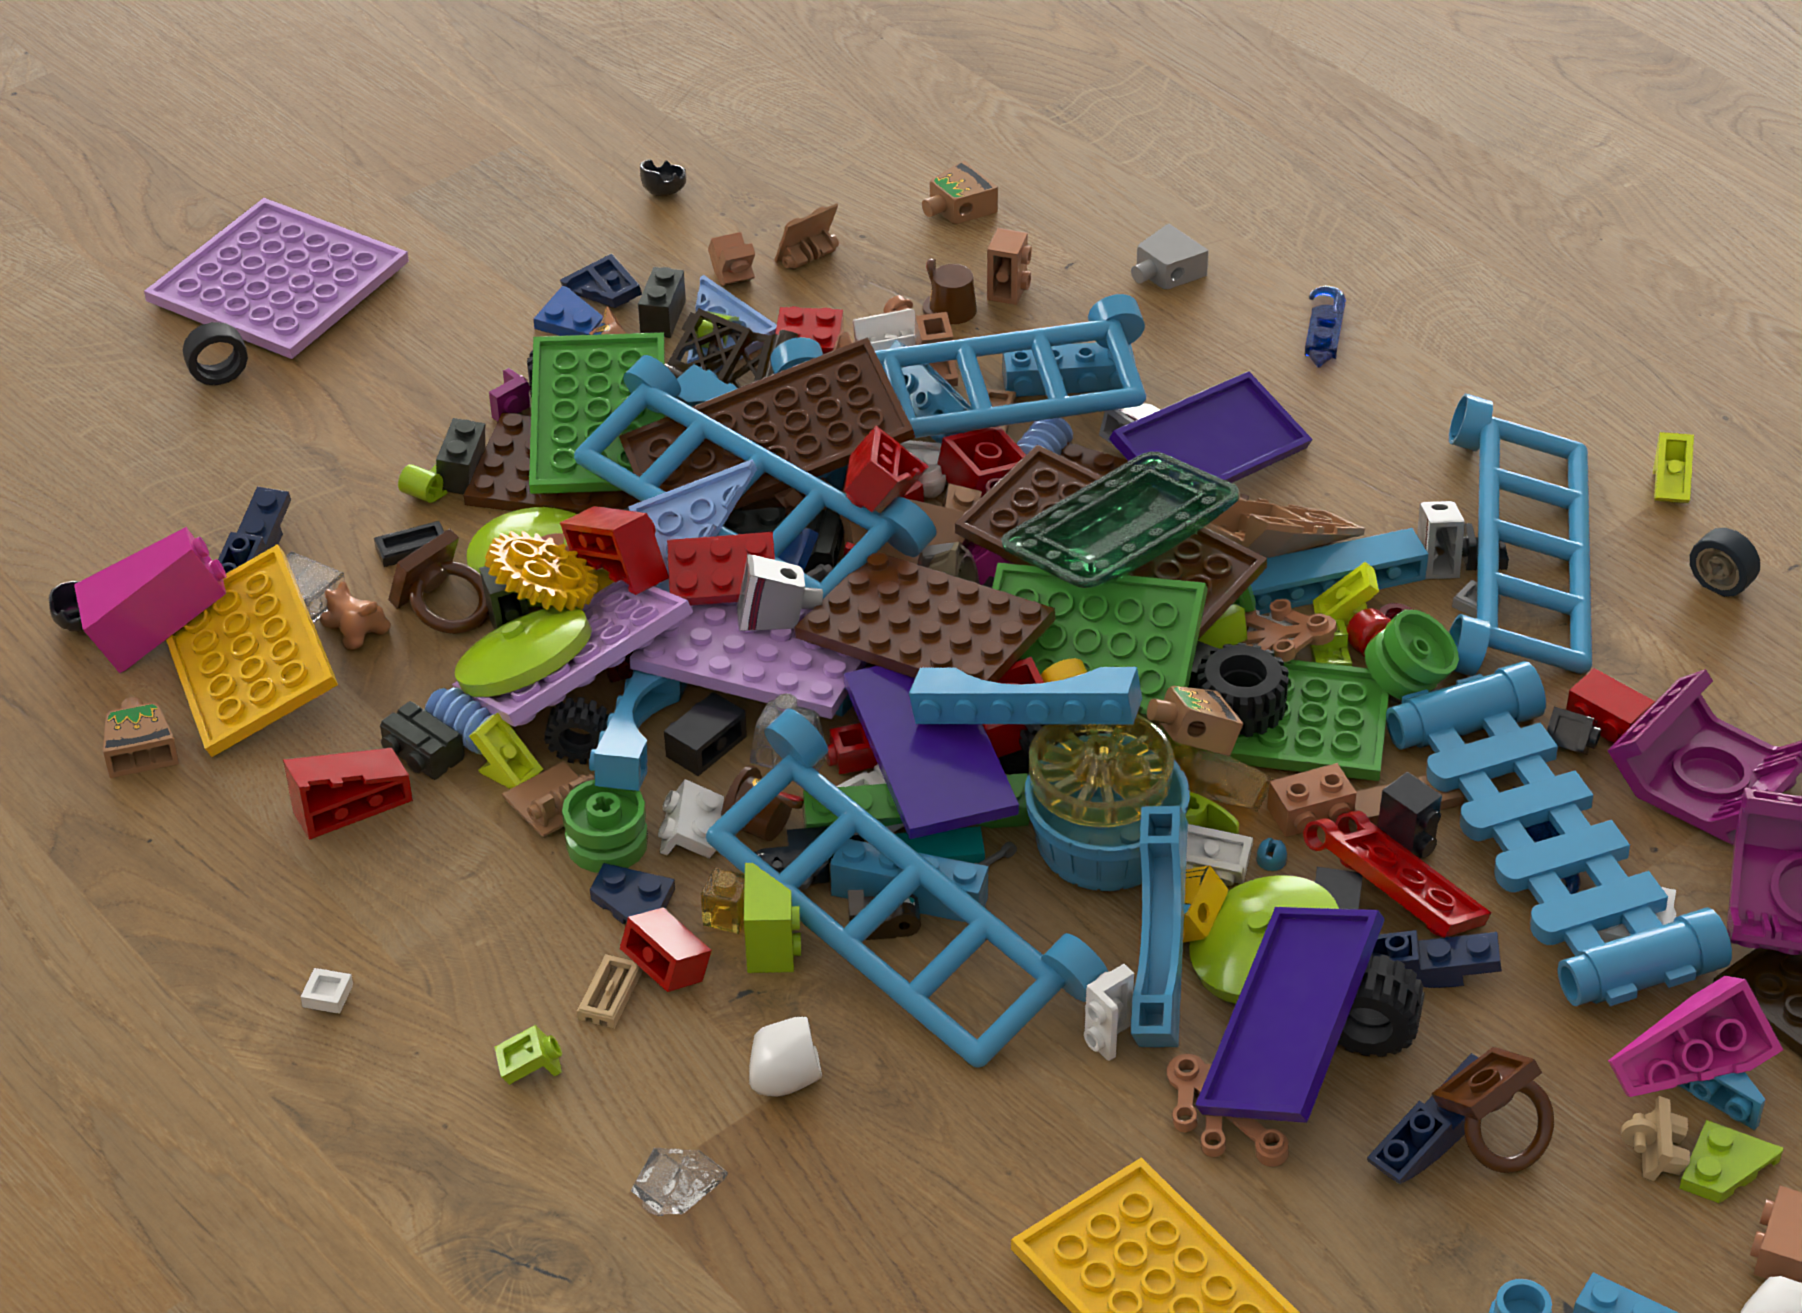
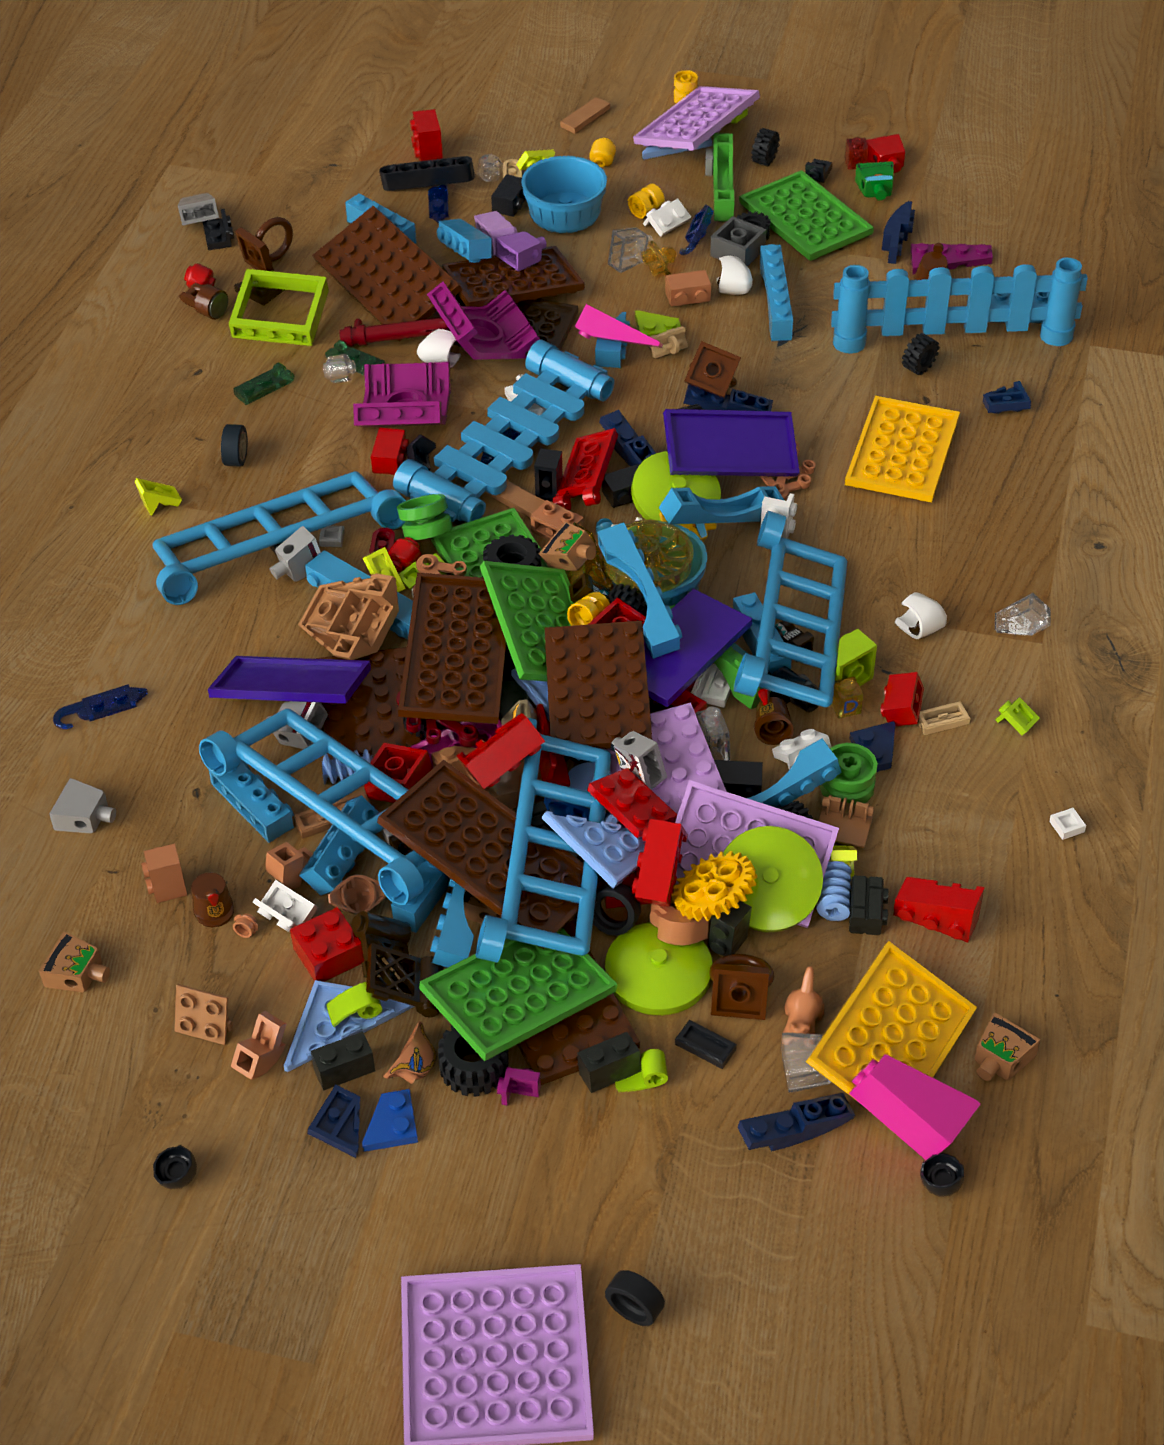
camera: 125 degrees left, 5 degrees up
(1121, 520) = (458, 617): clear green wedge -> none

